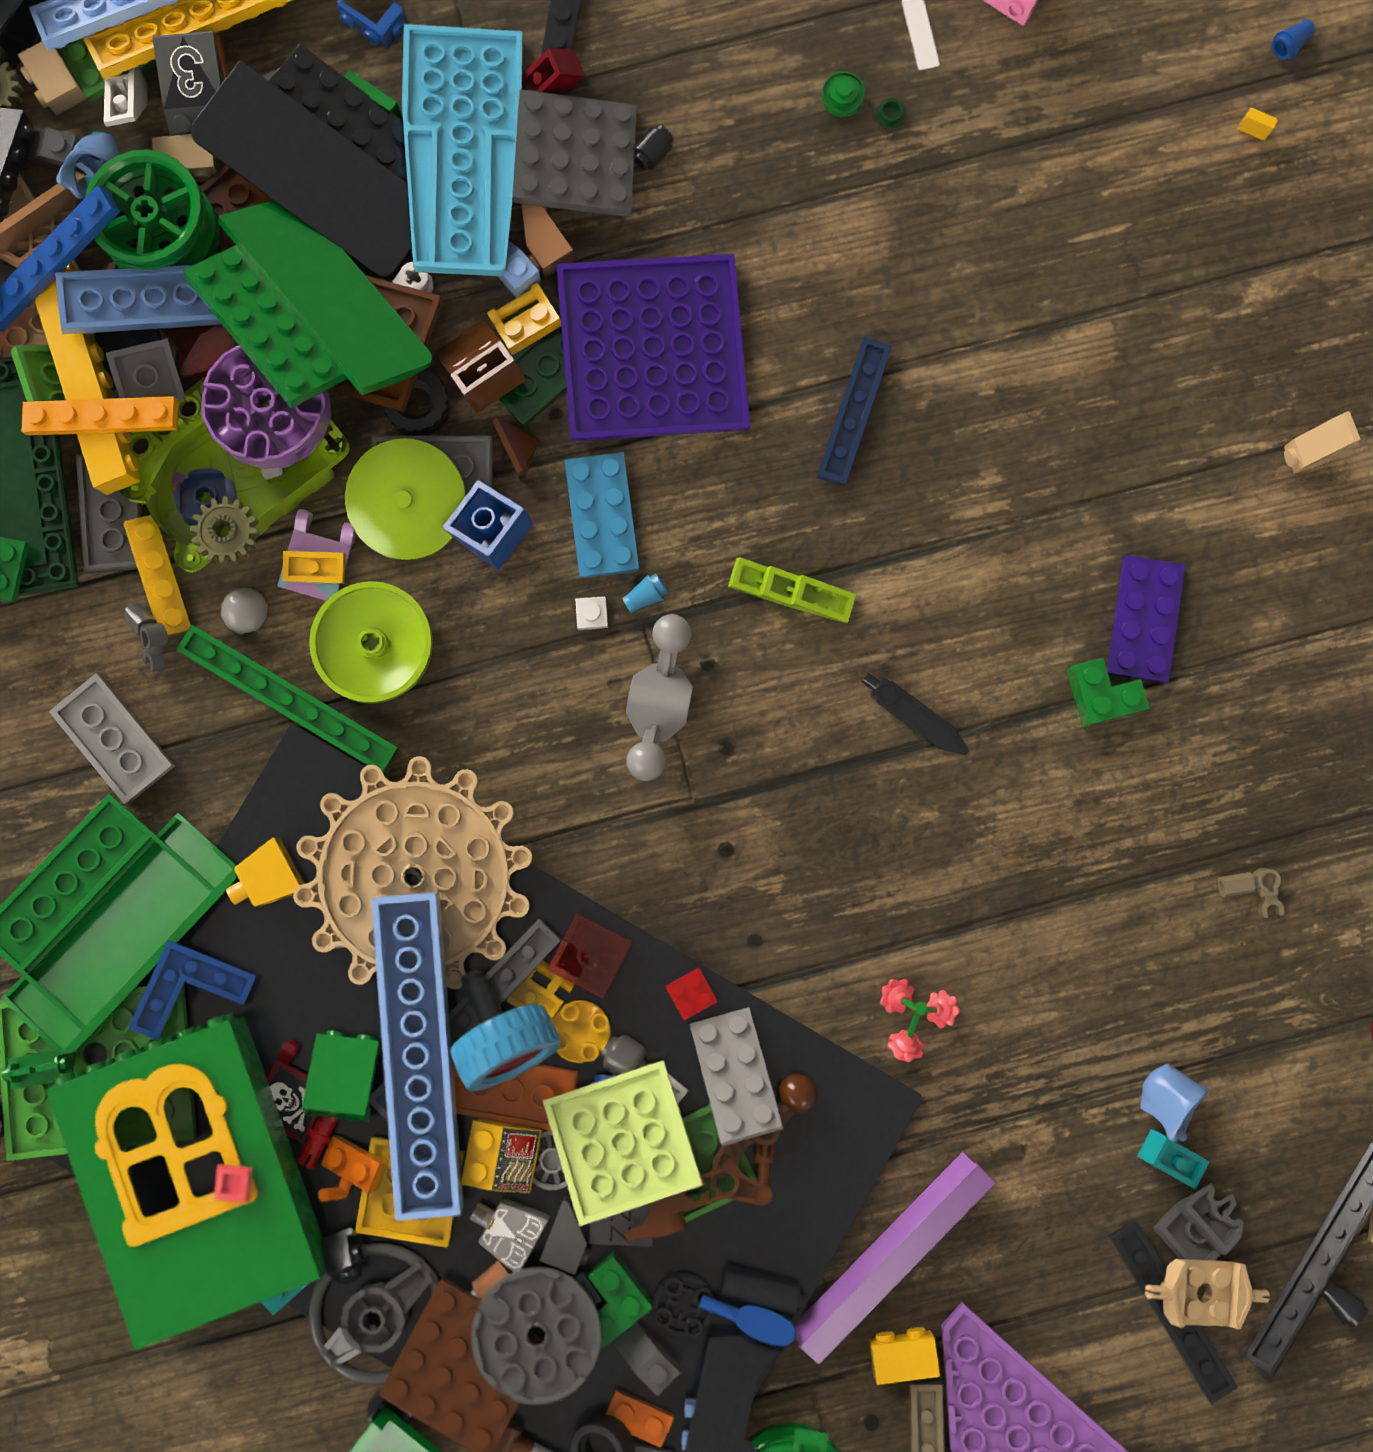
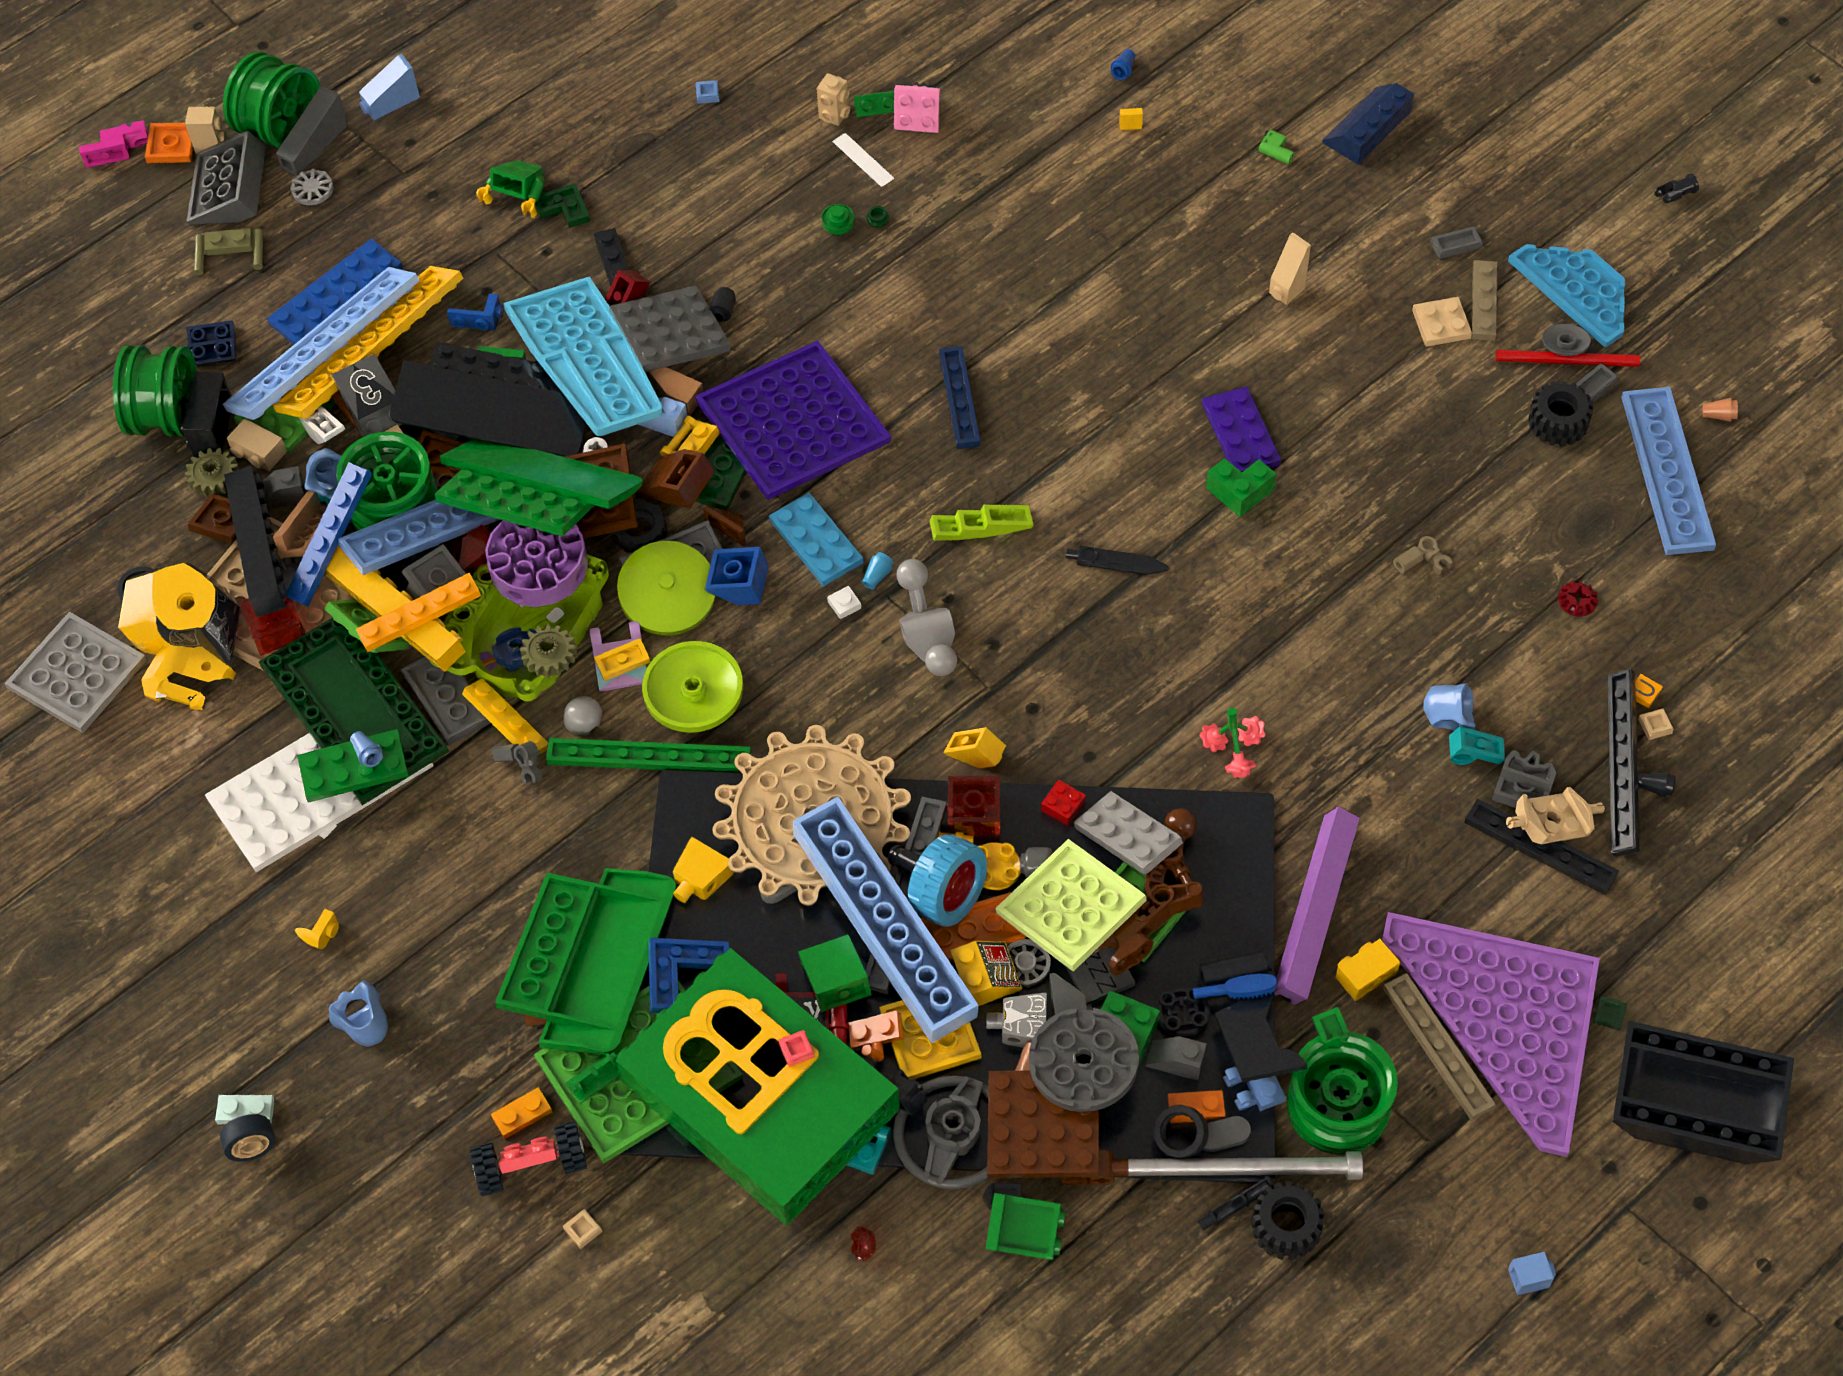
camera: 25 degrees left, 25 degrees down
(111, 739) = (526, 841): light grey plate -> none
(227, 1385) = (863, 1243): none -> clear red plate
(634, 874) = (976, 747): none -> yellow slope

